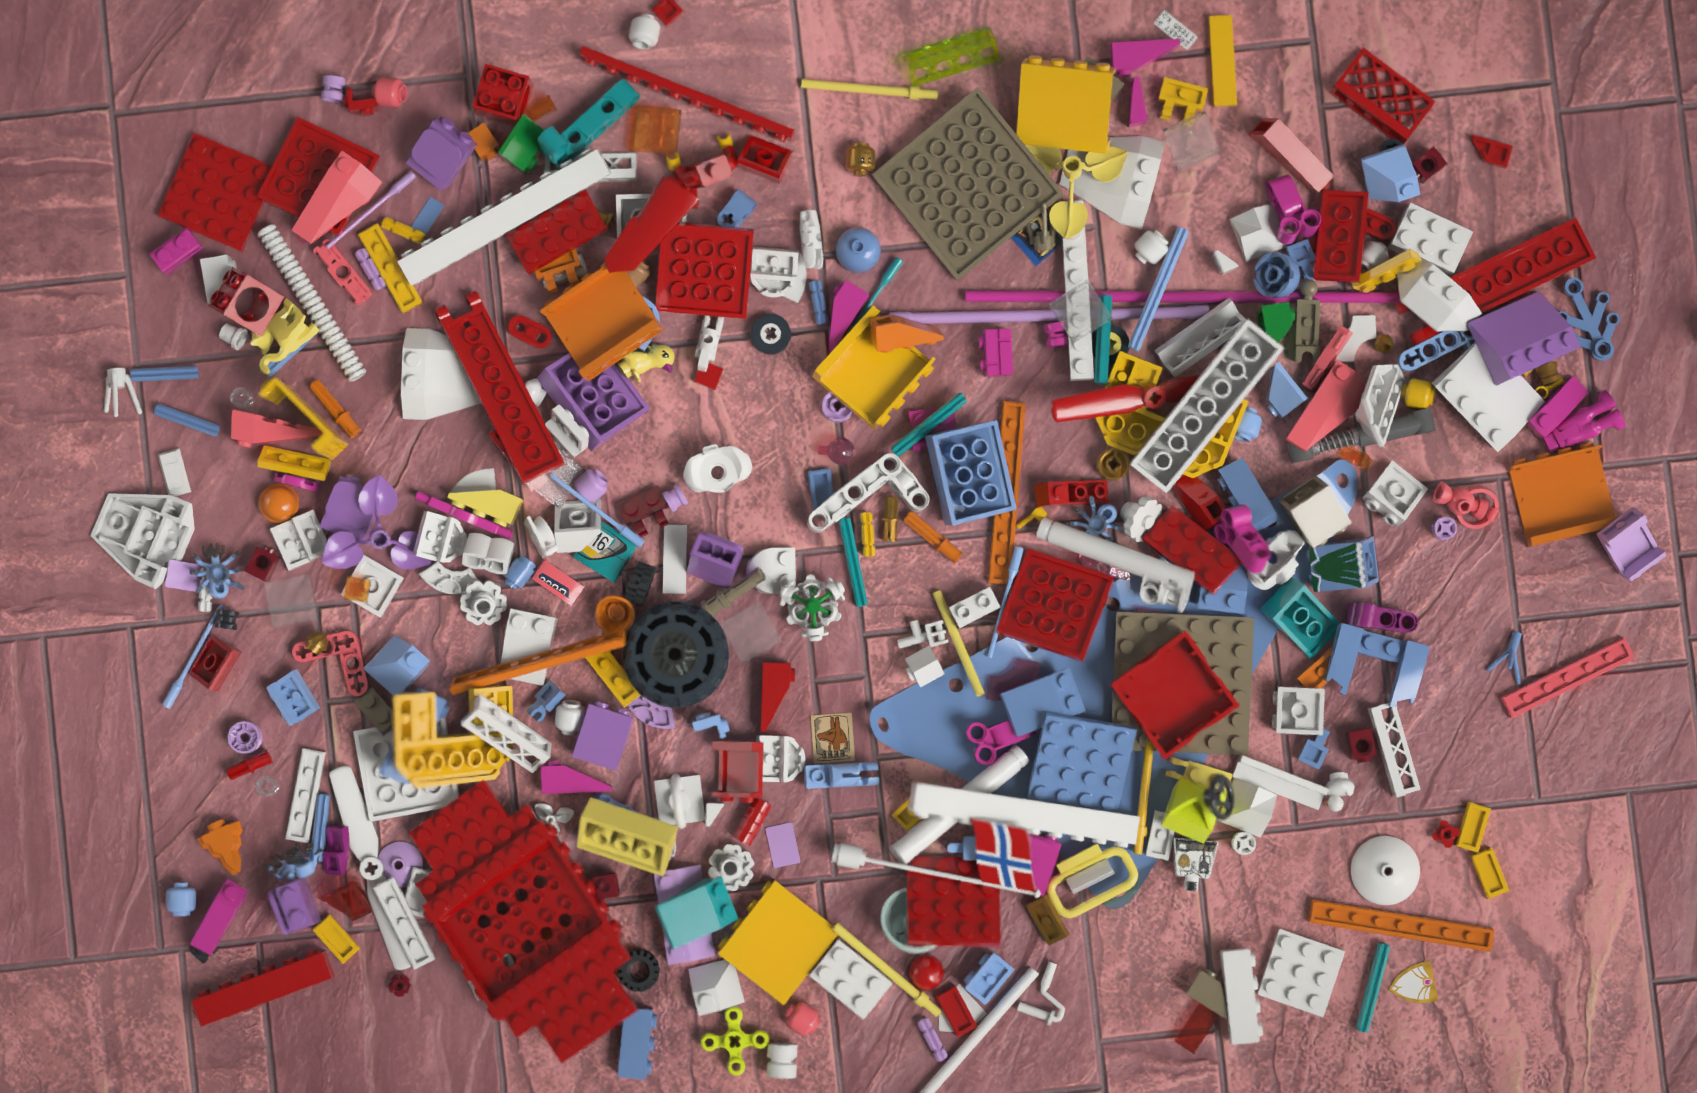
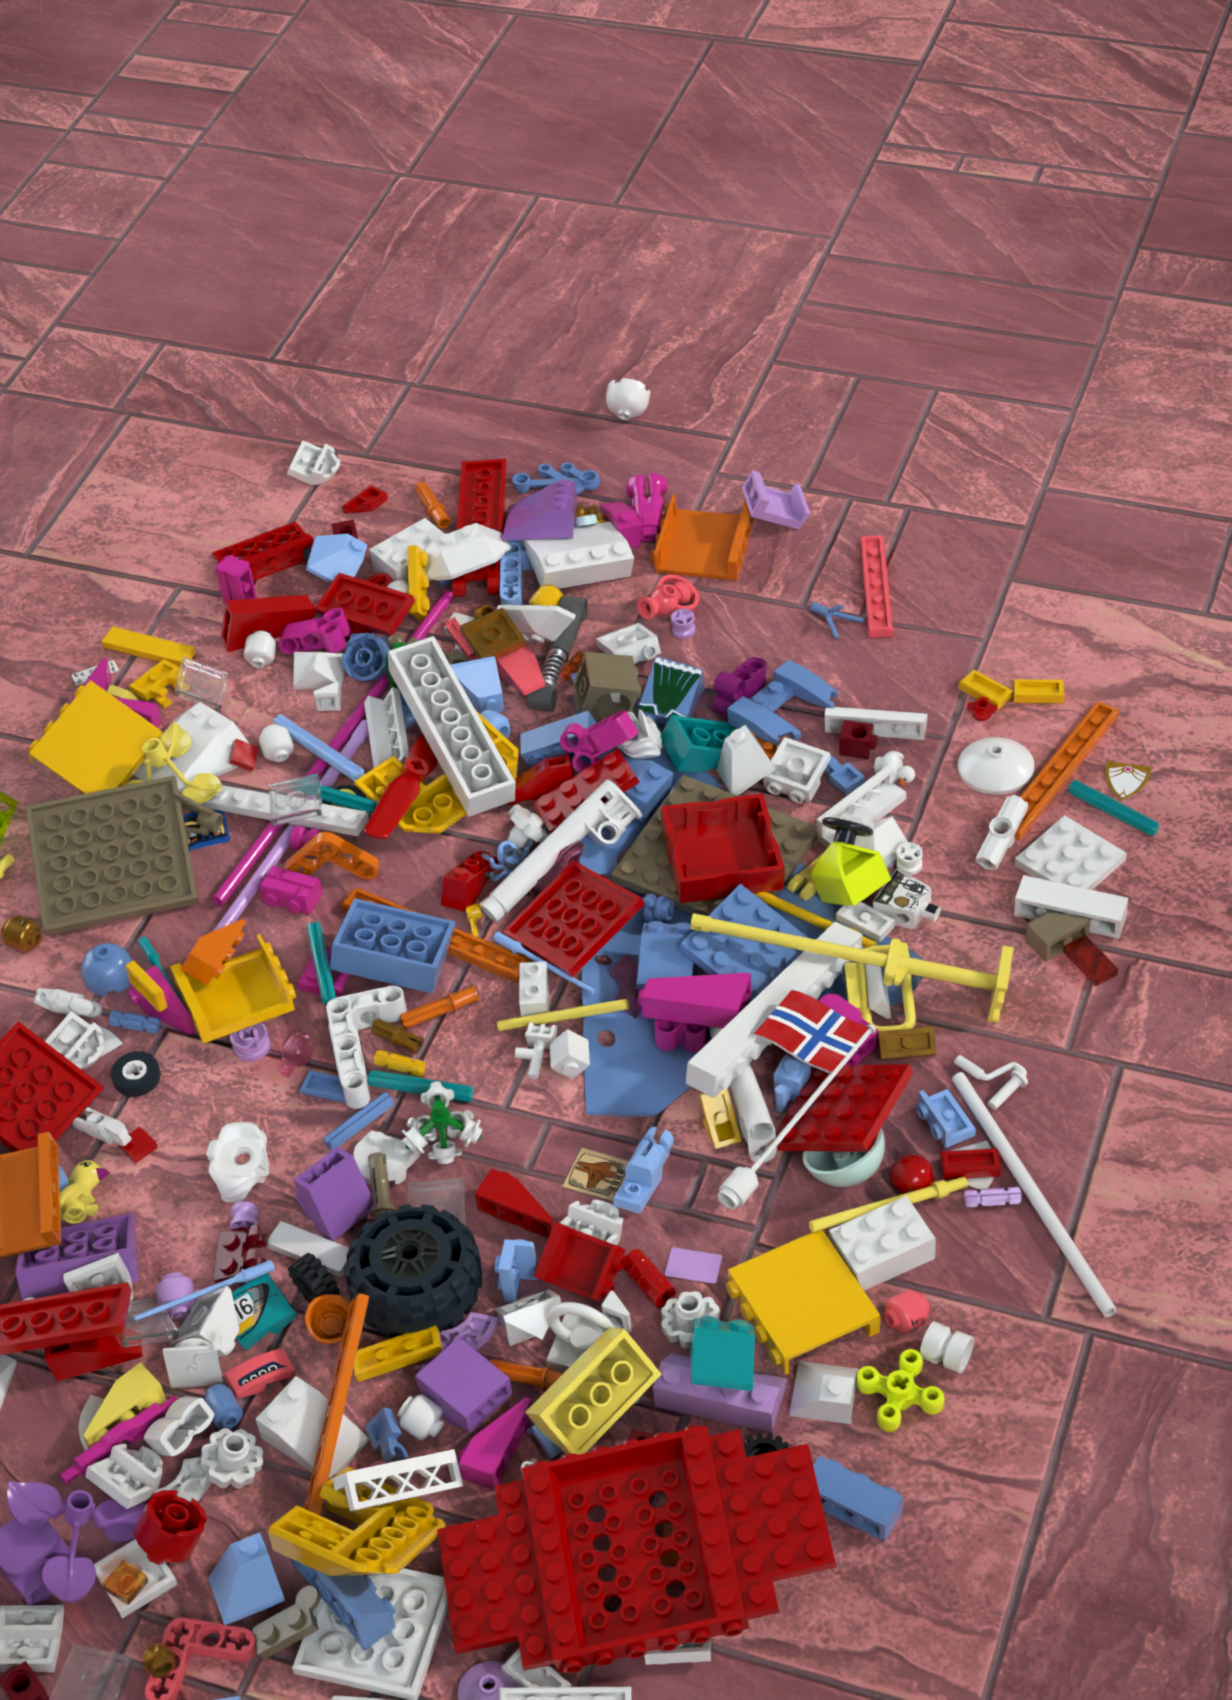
camera: 60 degrees left, 40 degrees down
(408, 596) = (170, 1527): none -> red brick
(638, 776) = (527, 1374): none -> orange axle
(684, 751) = (527, 1316): none -> white slope
(800, 532) = (358, 1121): none -> medium blue axle
(838, 304) = (146, 986): none -> yellow tile
(1002, 752) = (696, 999): none -> dark pink slope
(1036, 369) = (361, 864): none -> orange beam
(1099, 661) = (657, 908): none -> medium blue piece
(1108, 887) = (896, 962): none -> light yellow piece
(1122, 464) = (462, 838): pearl gold wheel -> none
(1126, 226) = (243, 754): none -> red tile
(1150, 79) = (121, 693): none -> light yellow tile
(1255, 167) = (260, 649): none -> white head
(1285, 665) = (742, 761): none -> white slope
(1313, 910) = (997, 844): none -> white piece
(1321, 101) = (235, 579): none -> dark pink brick
(1333, 382) = (493, 635): none -> pearl gold plate
(1509, 218) = (435, 509): none -> orange axle
(1519, 75) = (314, 464): none -> white slope
(1532, 381) = (586, 520): none -> light aqua tile

